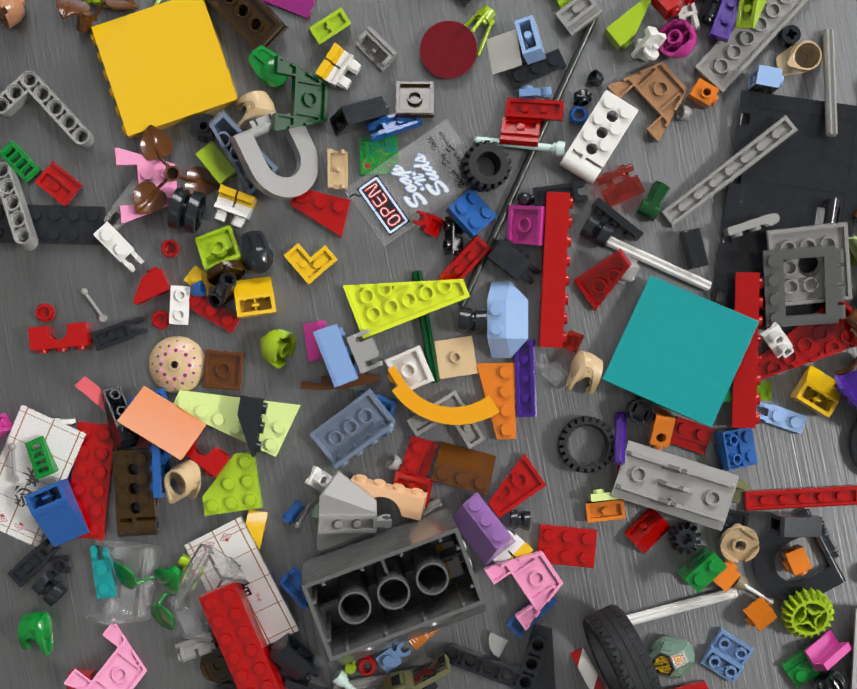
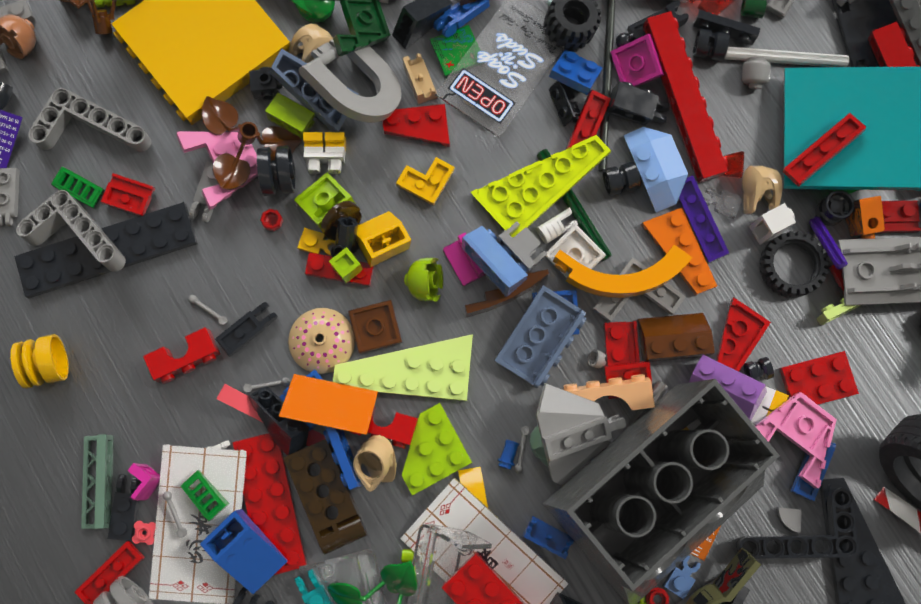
camera: 20 degrees left, 10 degrees down
(45, 312) = (157, 336): red plate -> none
(105, 381) = (248, 388): none -> light grey hinge
(117, 245) = (212, 235): white hinge -> none
(152, 286) = (265, 265): red slope -> none
(160, 319) = (287, 298): red plate -> none
(179, 305) = (302, 274): white hinge -> none
(198, 289) = (317, 249): blue hinge -> none
(215, 313) = (346, 265): none -> lime panel
(250, 417) = (424, 362): black slope -> none
(256, 252) = (366, 187): black helmet -> none
(318, 479) = (525, 406): white hips -> none
(399, 340) = (554, 228): none -> white hinge
(429, 223) = (537, 96): red plate -> none
(455, 357) = (618, 224): tan plate -> none
(581, 406) = (772, 223): none -> white brick
(602, 278) = (738, 86): red wing -> none
(605, 510) = (843, 327): orange plate -> none
(645, 362) = (824, 149): none -> red plate
(647, 530) = (897, 331): red panel -> none
(693, 248) = (814, 30): black panel -> none

